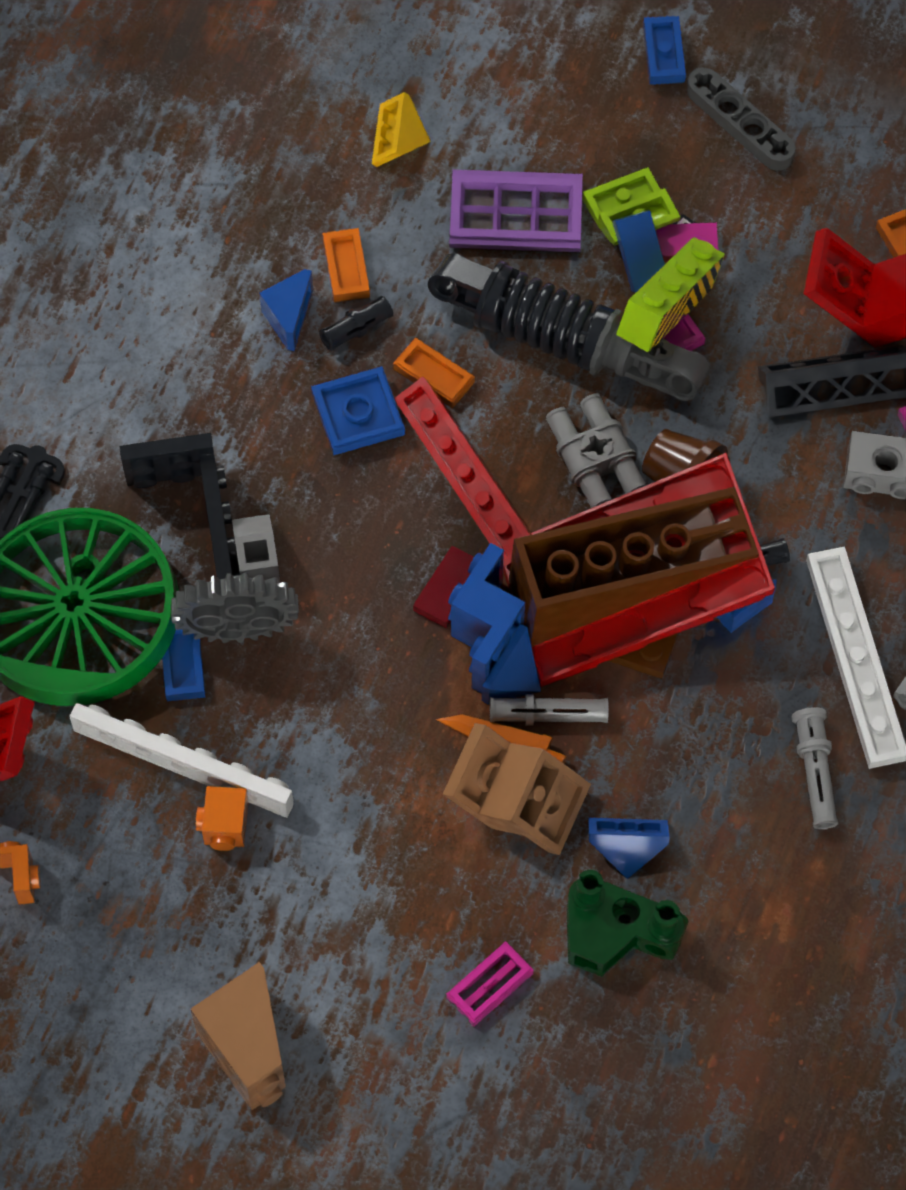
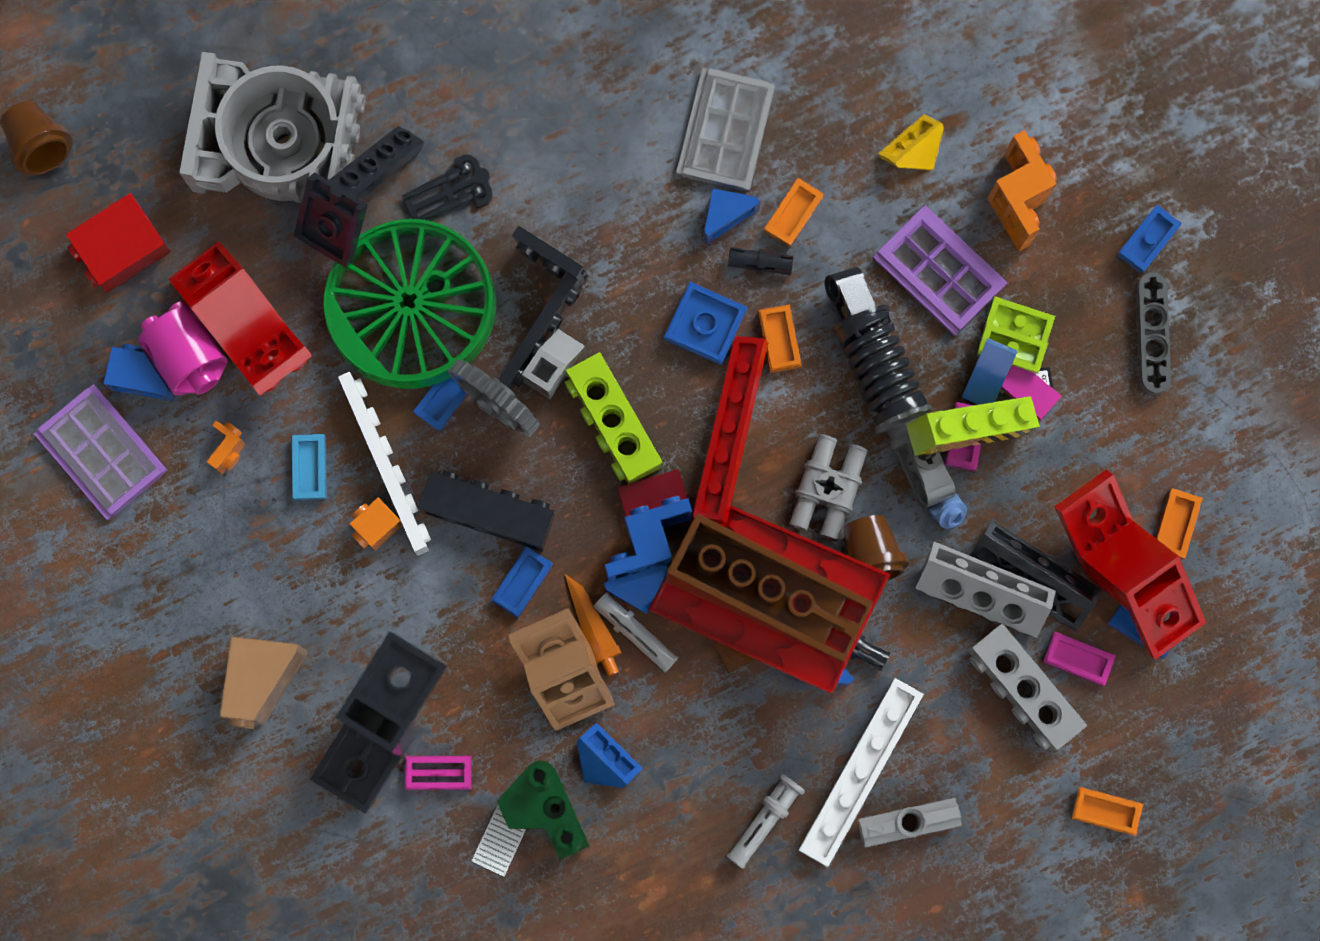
camera: 40 degrees right, 15 degrees up
(113, 825) = (309, 467): none -> dark azure tile
(220, 246) = (725, 129): none -> clear piece
(306, 524) = (595, 373): none -> lime brick
(316, 720) = (486, 510): none -> black brick
(399, 970) = (378, 722): none -> black bracket
(405, 757) = (522, 582): none -> blue tile
(523, 84) = (1022, 190): none -> orange bracket
(604, 999) = (498, 845): none -> white sticker
(716, 389) = (949, 512): none -> medium blue plate
(754, 427) = (999, 588): none -> light grey brick

